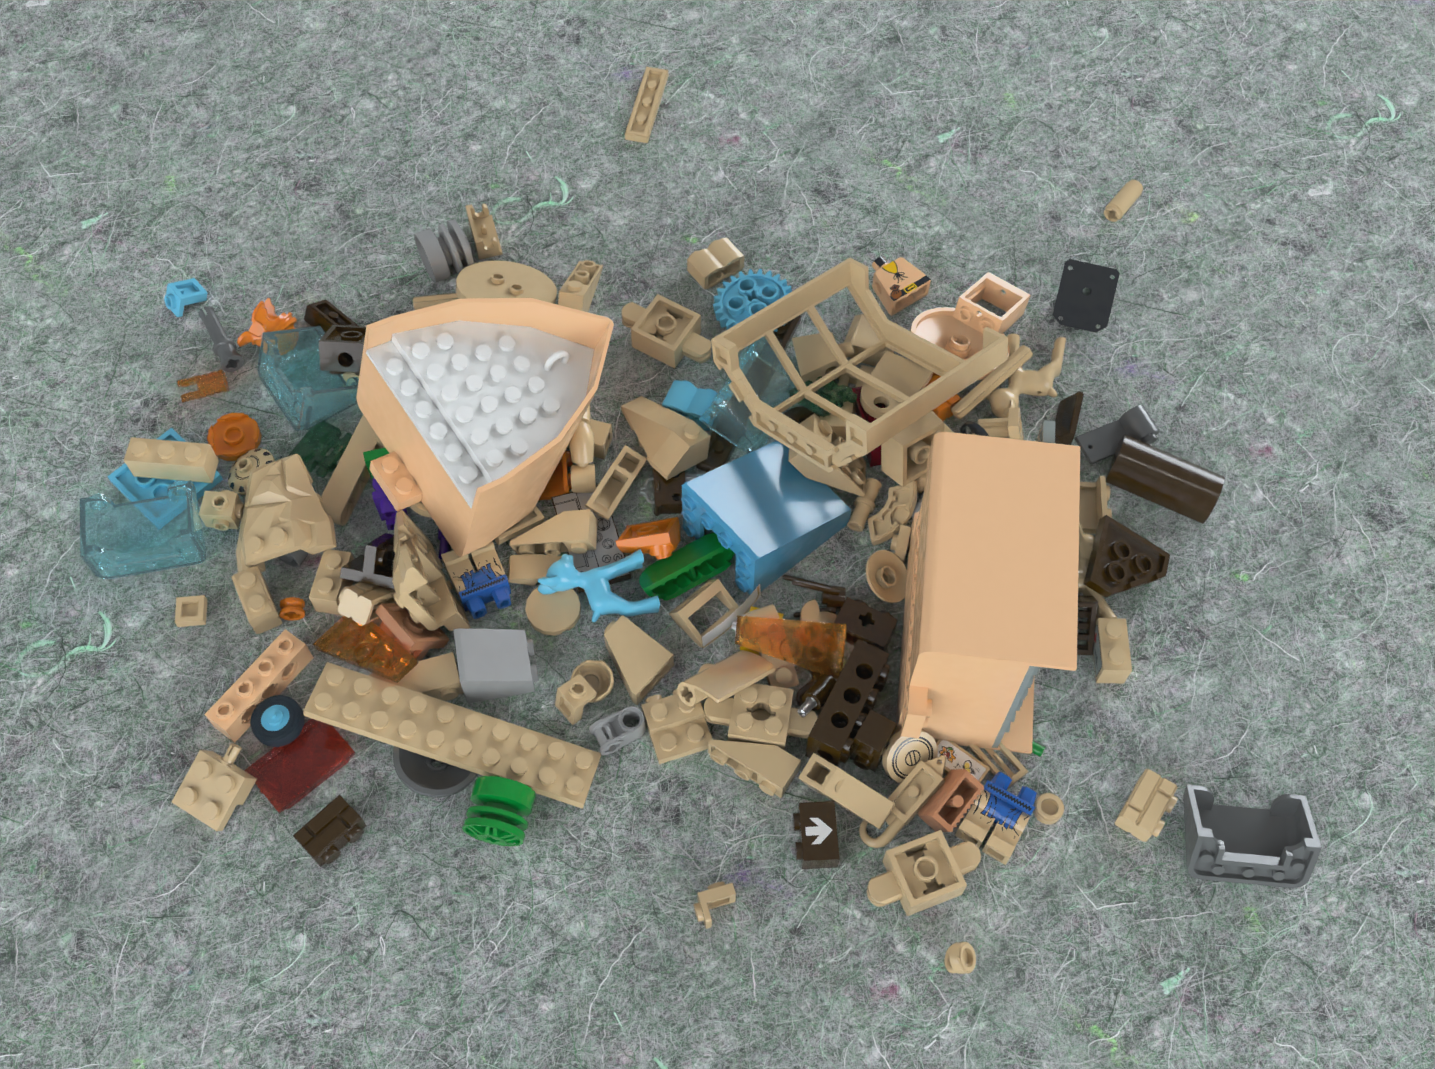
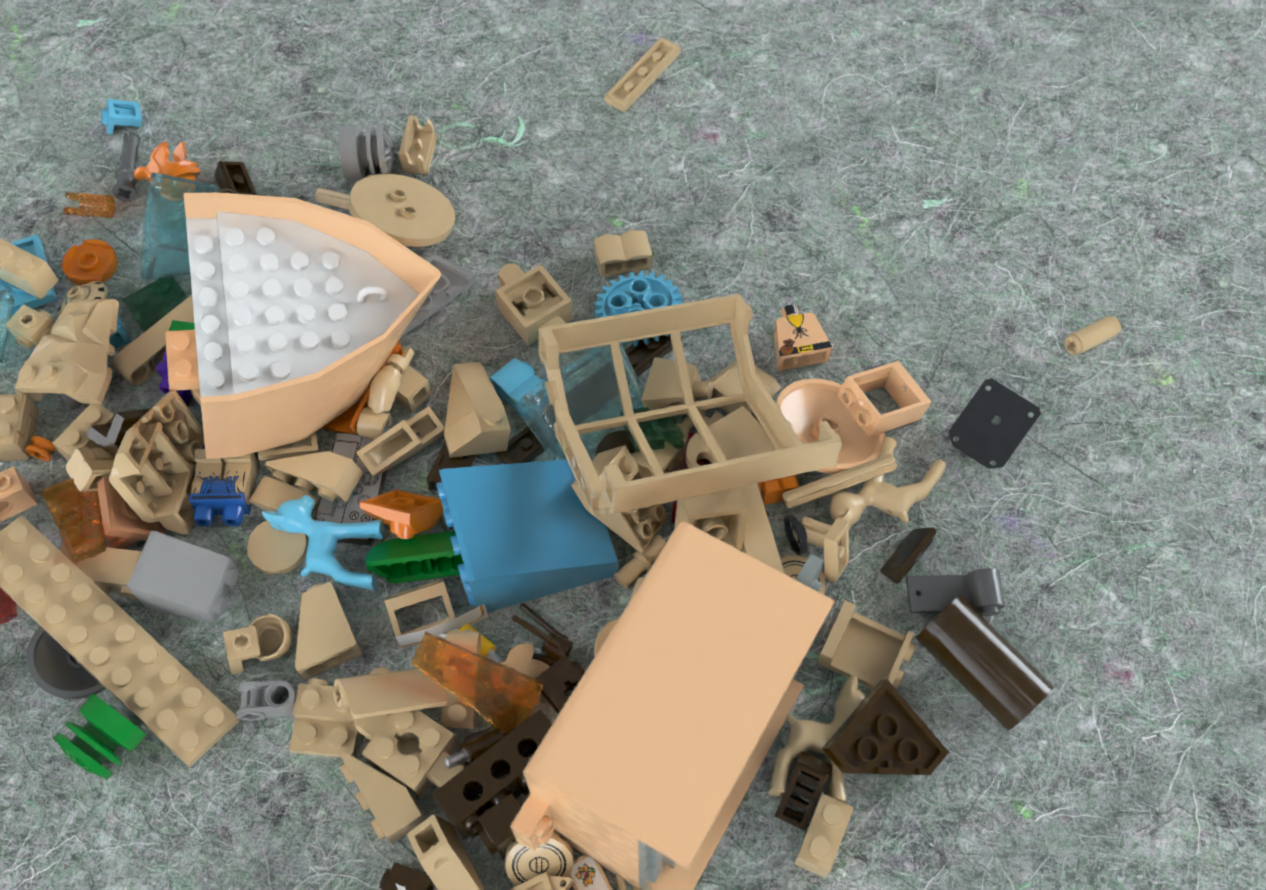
camera: 25 degrees right, 0 degrees up
(580, 286) = (473, 236): tan slope -> none

